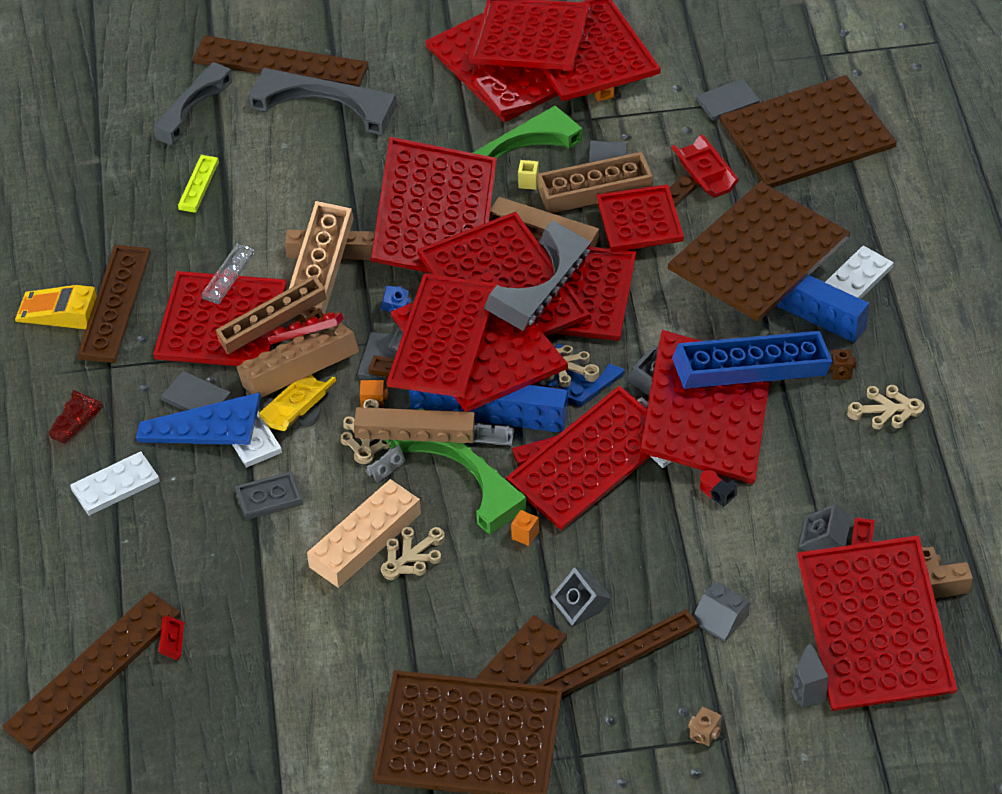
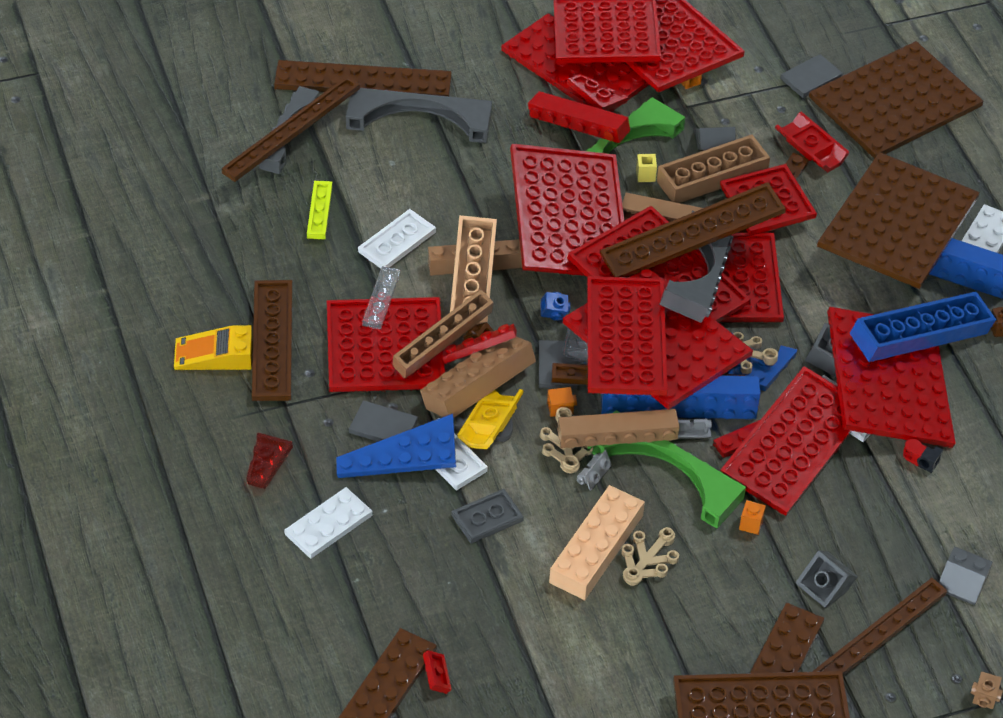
camera: 15 degrees left, 0 degrees up
(190, 102) = (290, 129): none -> reddish brown plate
(263, 219) = (397, 239): none -> white plate
(475, 118) = (579, 117): none -> red brick
(543, 240) = (692, 231): none -> reddish brown plate

